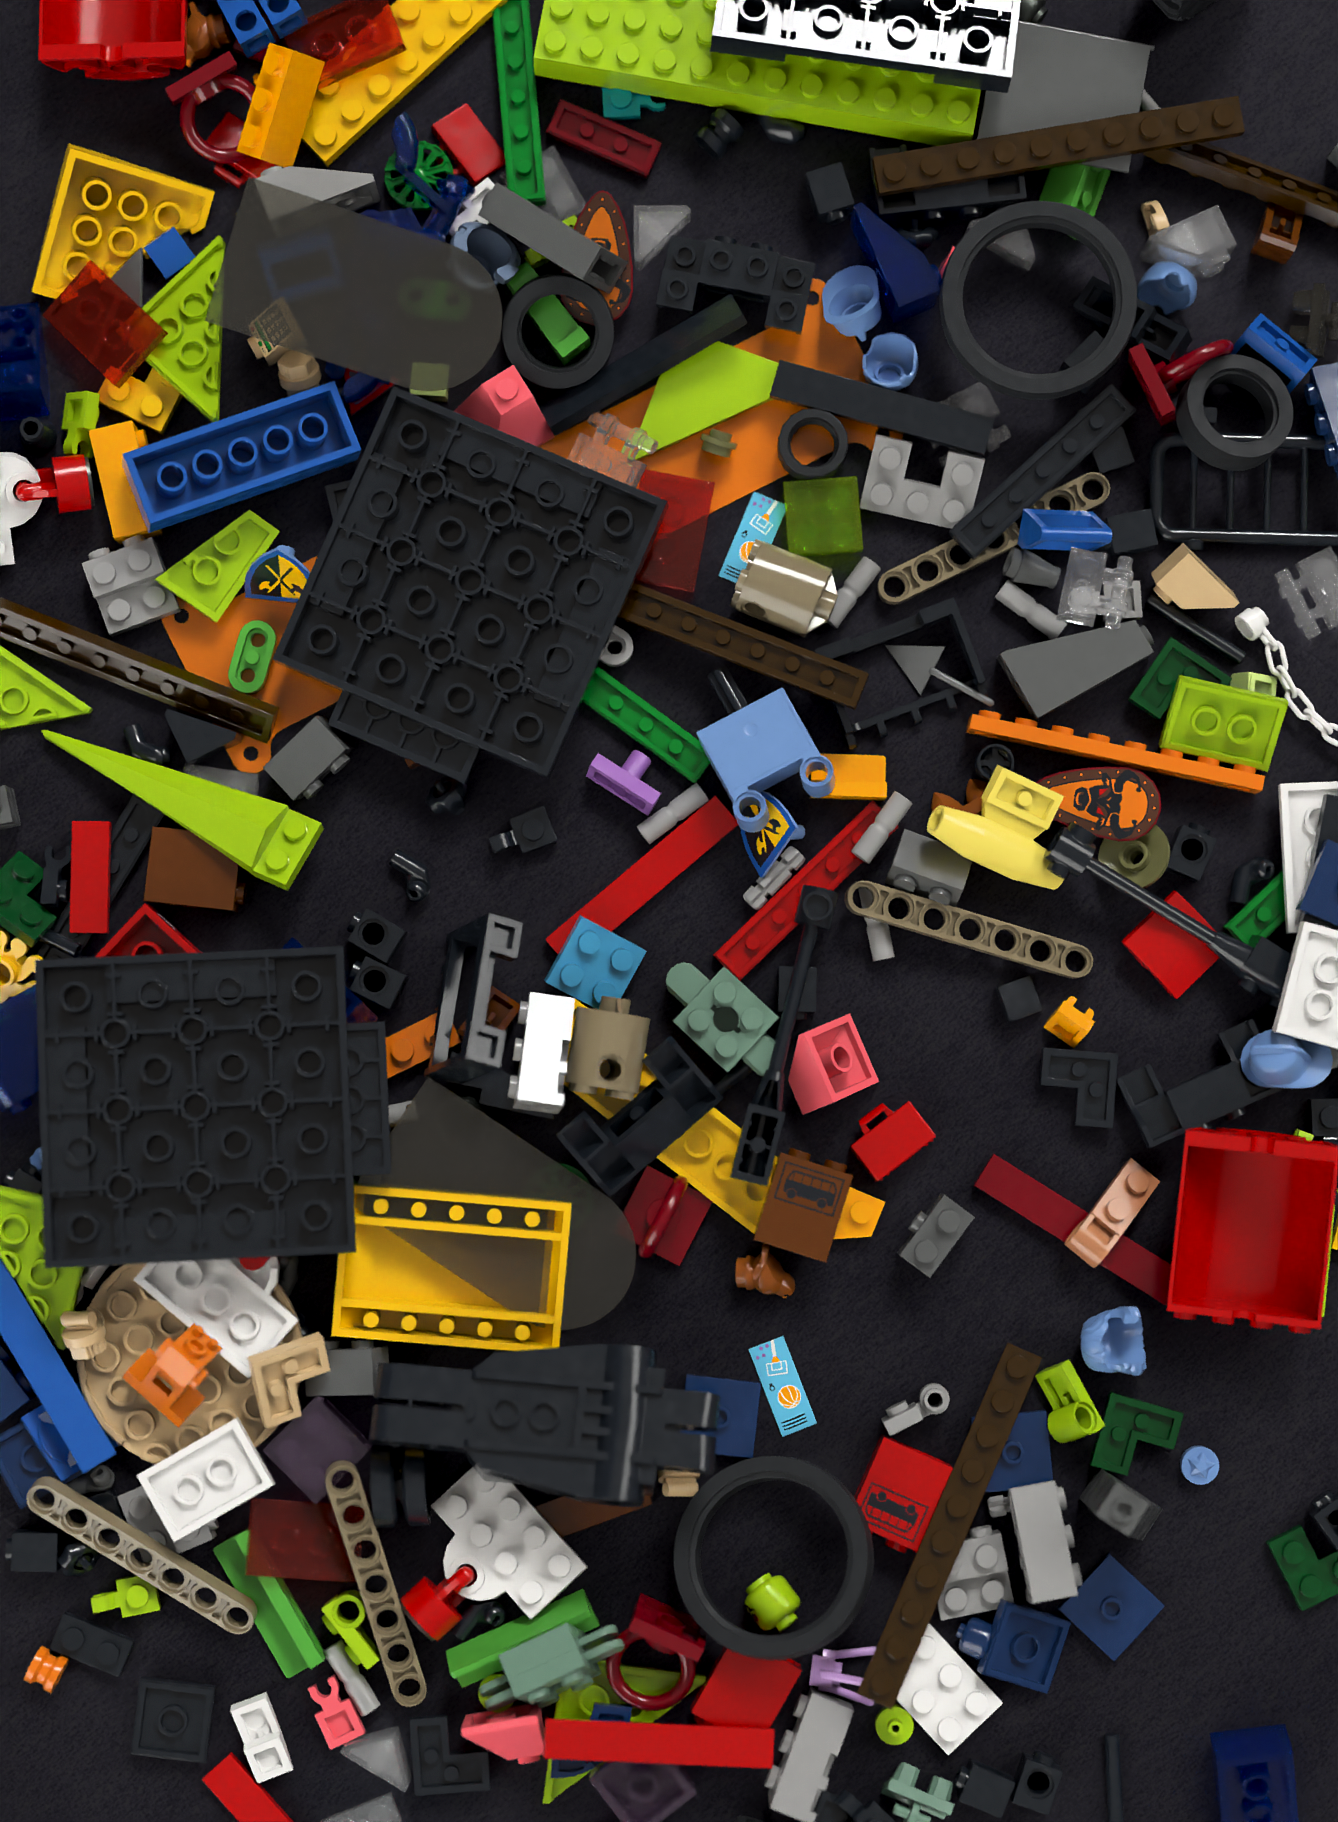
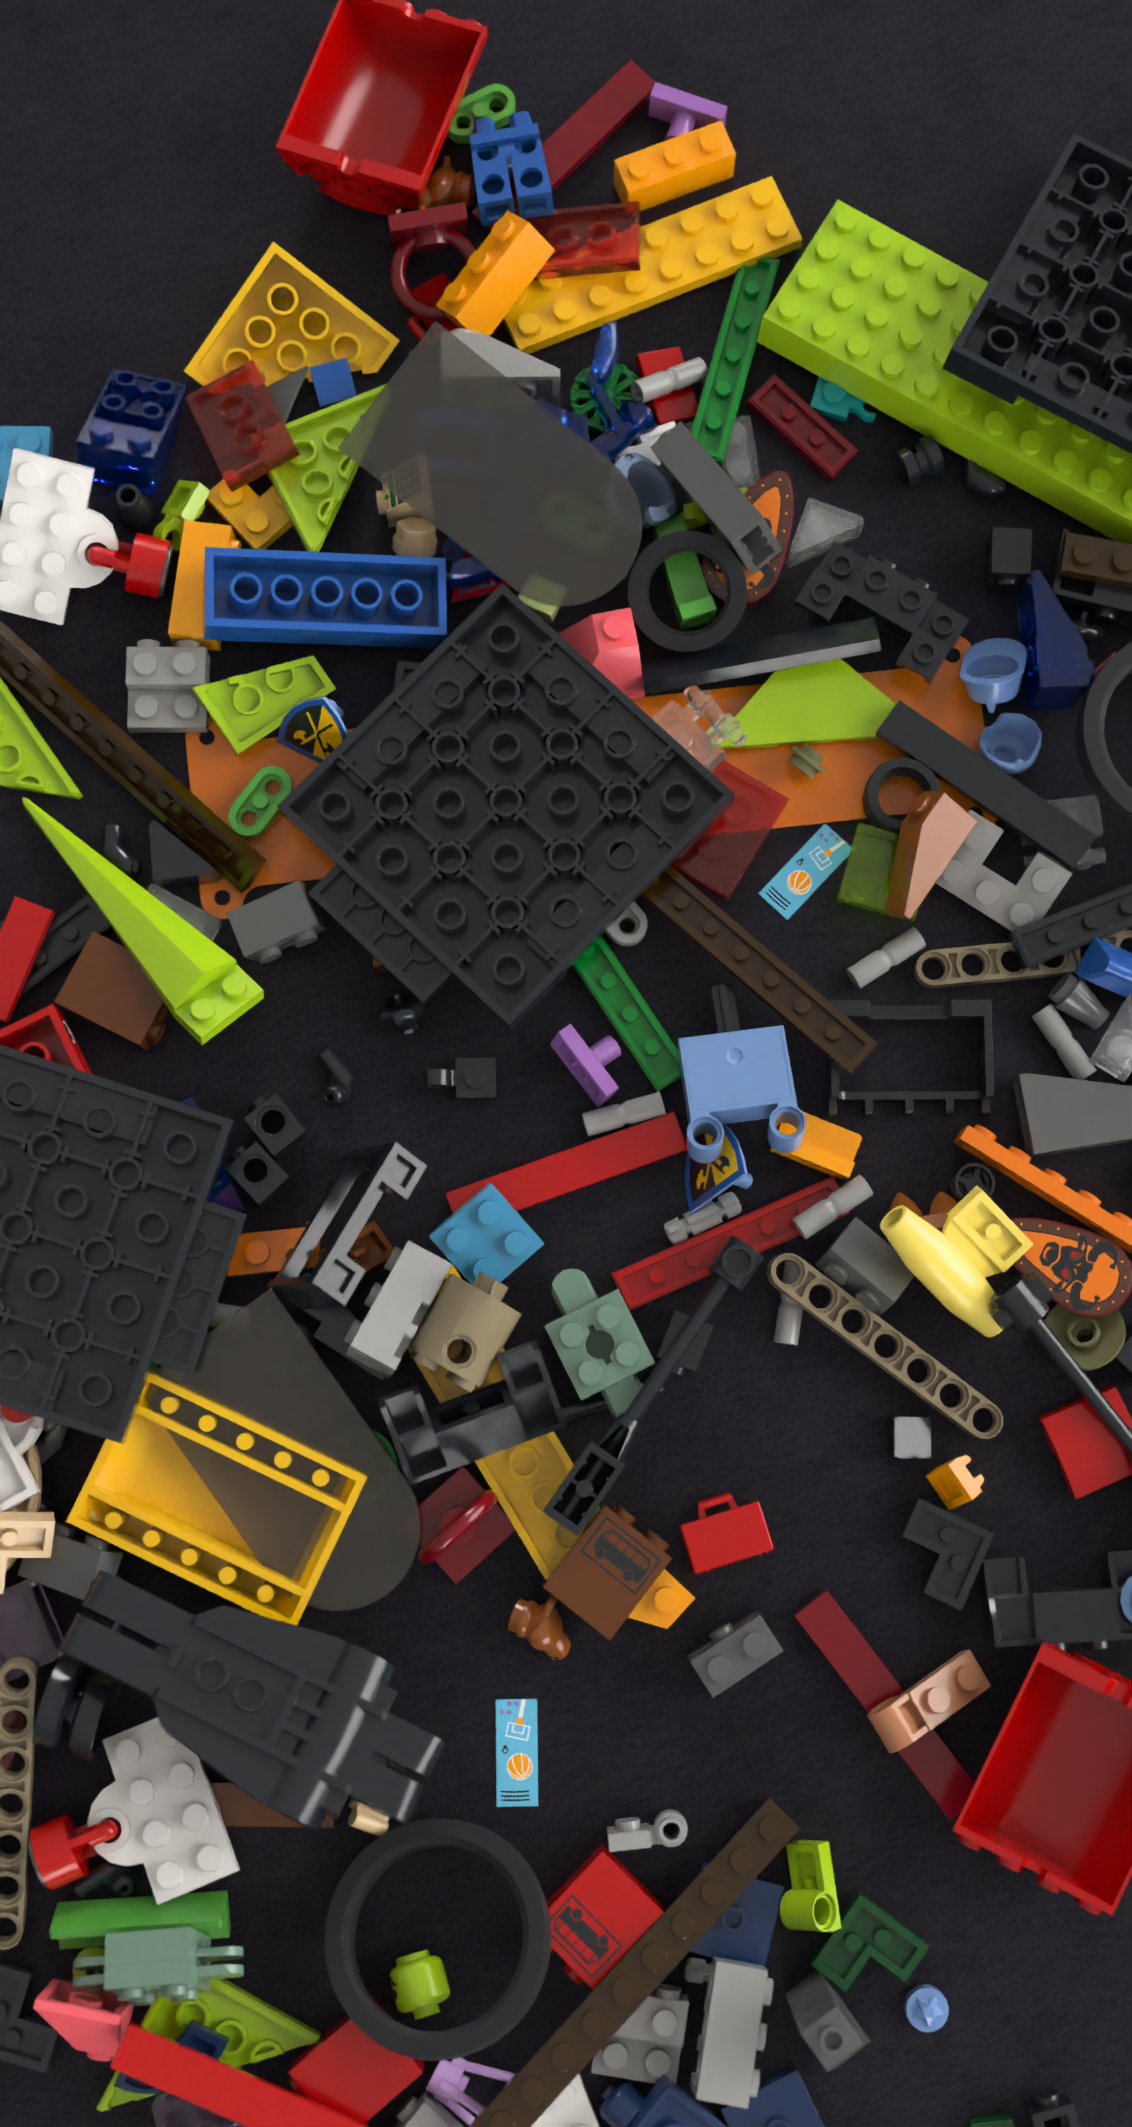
camera: 20 degrees right, 5 degrees down
(467, 143) = (666, 381): none -> light grey piece
(667, 1632) = (297, 1975): dark red tile -> none
(736, 1413) = (458, 1762): dark blue plate -> none
(785, 589) = (821, 929): dark tan cylinder -> none
(829, 1065) = (689, 1432): coral slope -> none
(849, 483) = (924, 849): none -> slope
(920, 664) = (930, 1056): dark grey piece -> none
(1114, 1341) = (883, 1840): medium blue hair -> none

